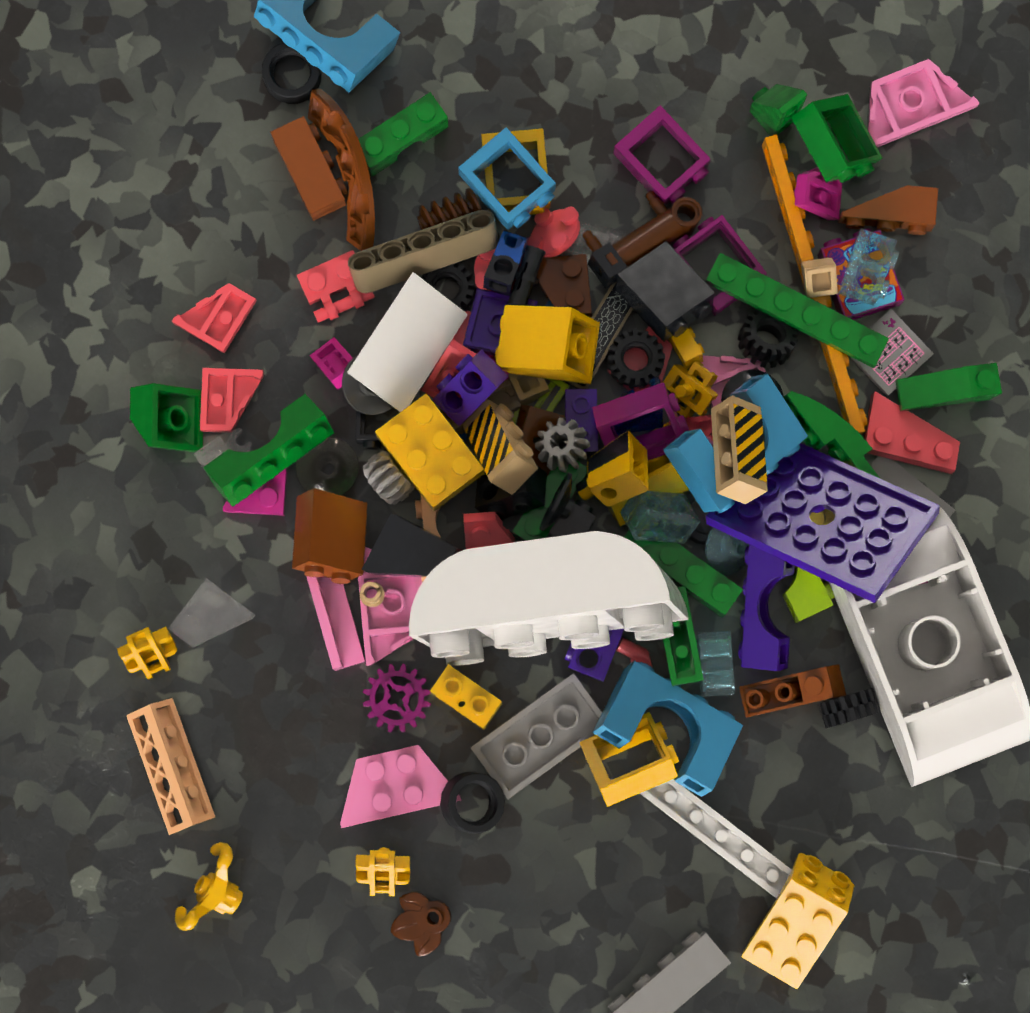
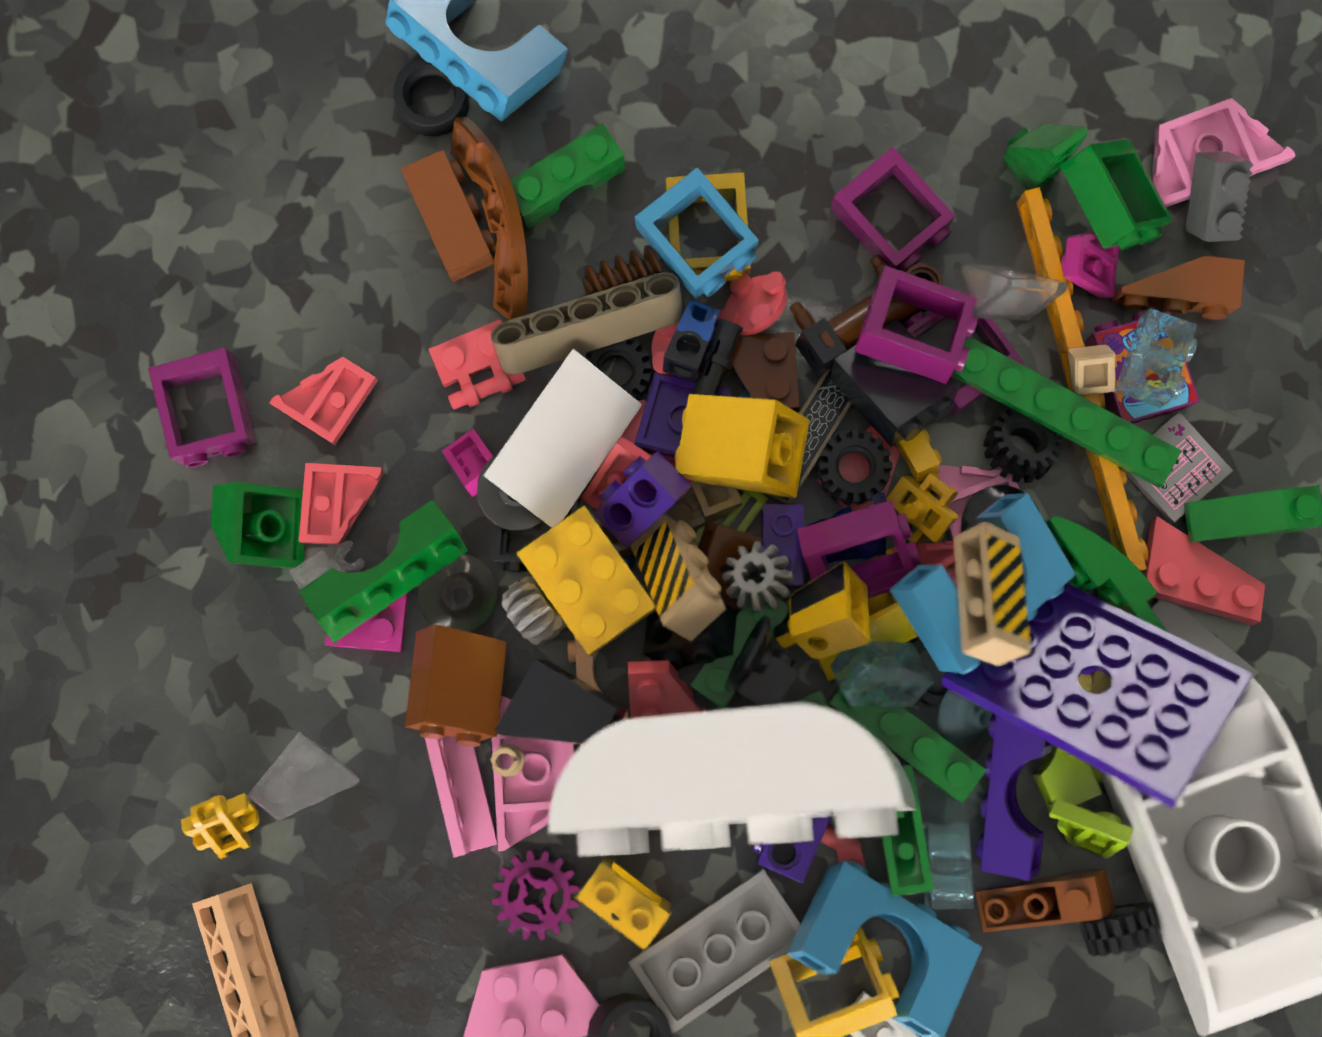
camera: 10 degrees right, 0 degrees up
(108, 297) = (192, 370): none -> magenta window
(675, 268) = (909, 353): none -> magenta window
(751, 217) = (1007, 290): none -> clear slope
(823, 633) = (1096, 833): none -> lime wing
(916, 138) = (1218, 196): none -> dark grey brick

